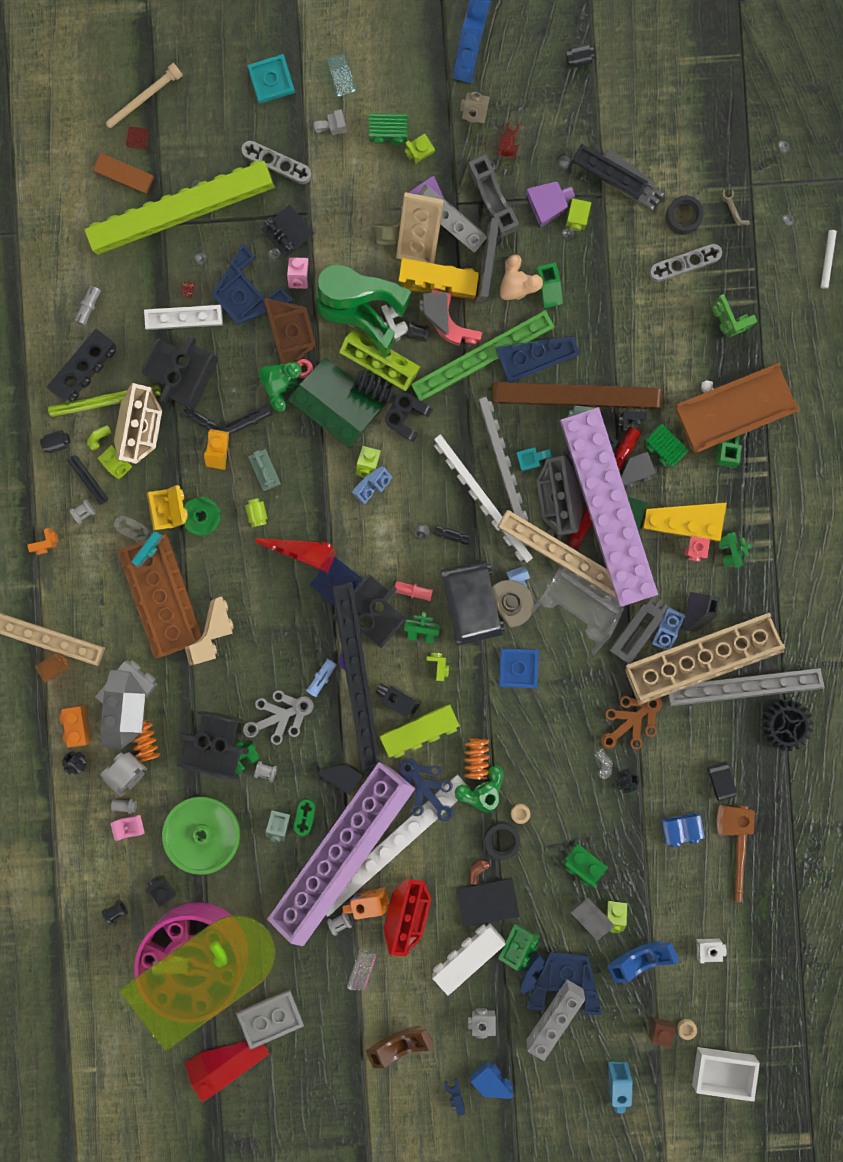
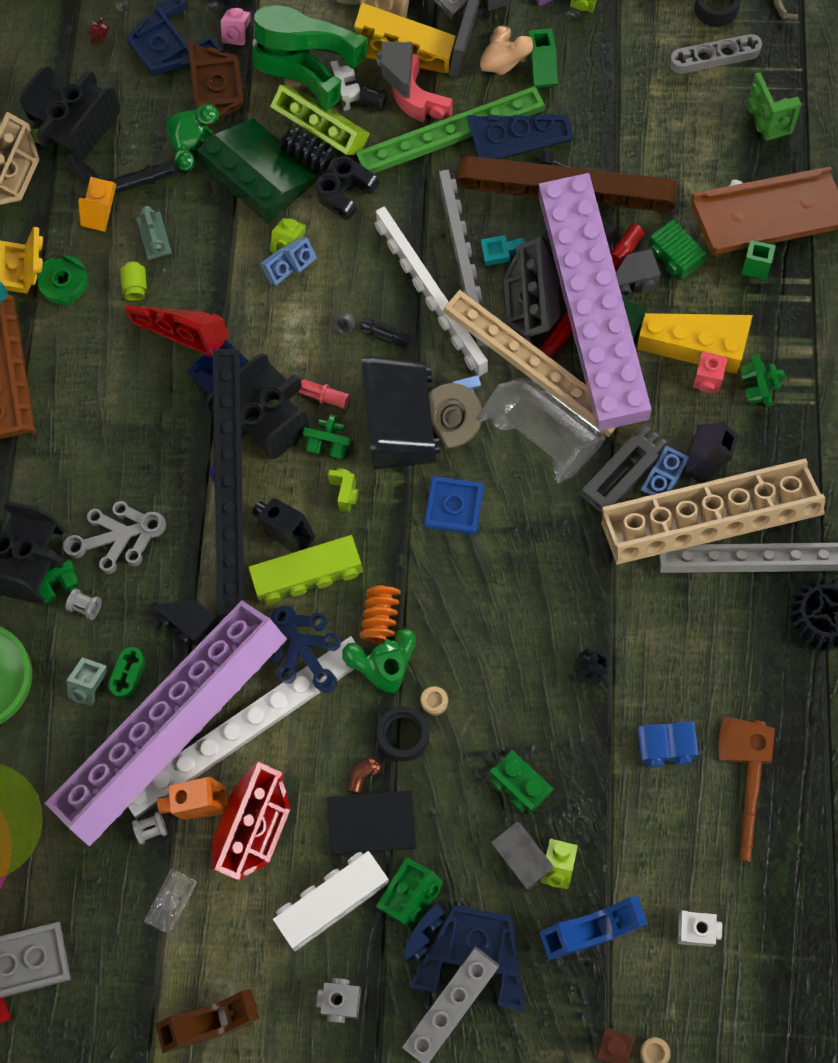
camera: 10 degrees right, 20 degrees down
(183, 317) = (93, 59): white plate -> none
(216, 626) = (55, 411): tan arch -> none
(303, 362) = (222, 122): coral plate -> none
(321, 677) = (183, 489): light blue pin -> none
(560, 376) = (547, 158): none -> black hand
(607, 764) = (564, 644): clear arm -> none
(634, 417) = (634, 212): black bracket -> none
(634, 720) = (606, 586): dark orange plant -> none
(722, 781) = (729, 682): black beam -> none

